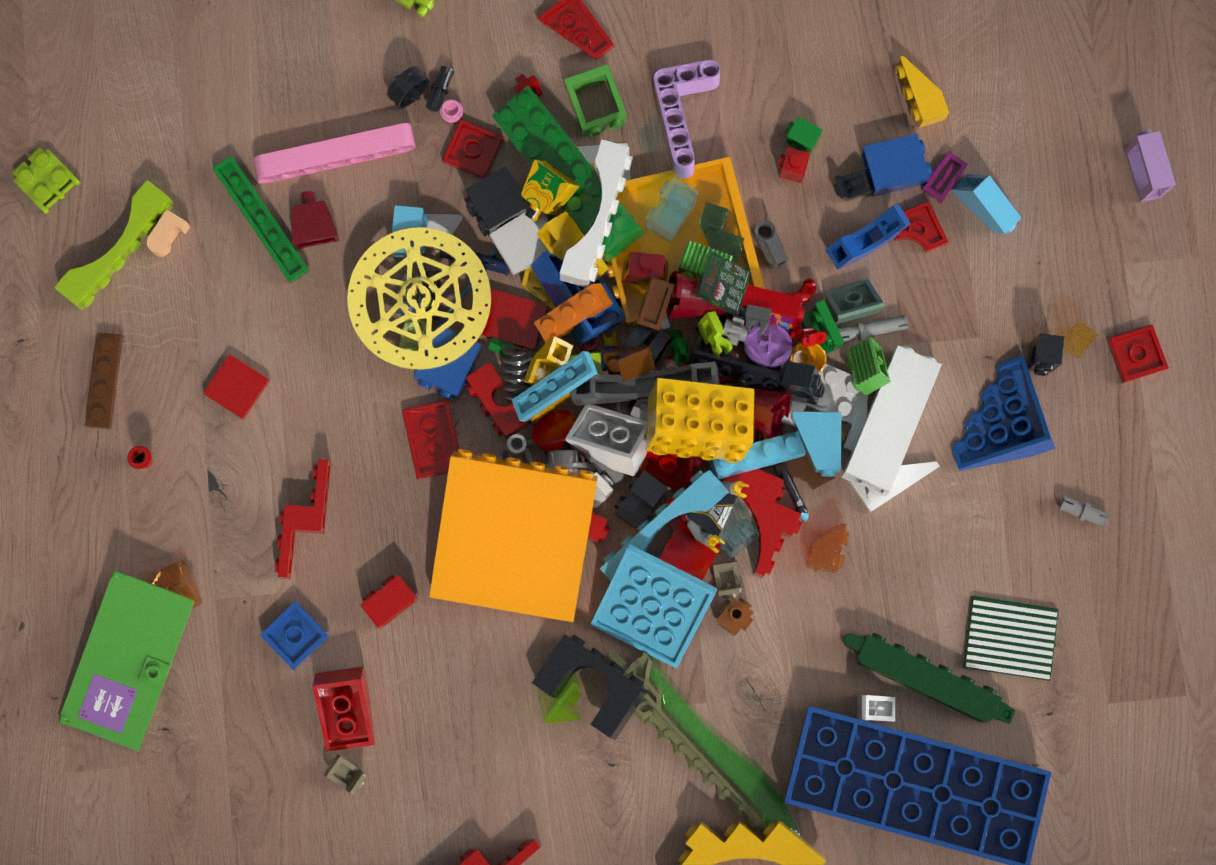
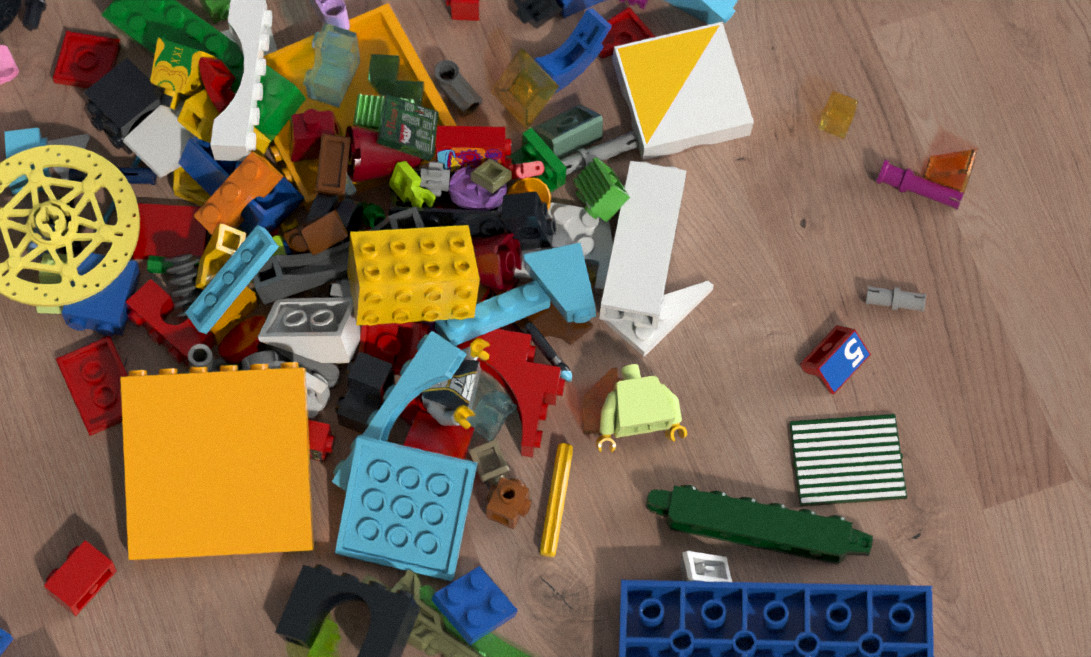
camera: 10 degrees left, 15 degrees down
(451, 111) = (54, 25): bright pink plate -> none
(575, 209) = (217, 82): none -> red slope
(690, 694) = (474, 605): none -> blue plate
(757, 317) = (457, 157): dark grey tile -> none
(773, 619) = (556, 500): none -> yellow axle
(781, 338) = (491, 175): none -> olive tile
(806, 291) = (513, 127): red arm -> none
(825, 258) = (524, 88): none -> clear yellow slope
(855, 565) = (639, 408): none -> yellowish green torso
(955, 290) = (682, 90): none -> white tile
(1007, 423) = (780, 221): blue slope -> none
(1023, 550) = (836, 357): none -> panel
(1045, 354) = (803, 134): black brick -> none
(1119, 410) = (905, 180): none -> magenta pin
(1137, 353) = (910, 118): red tile -> none
(1161, 407) = (951, 169): none -> clear orange slope

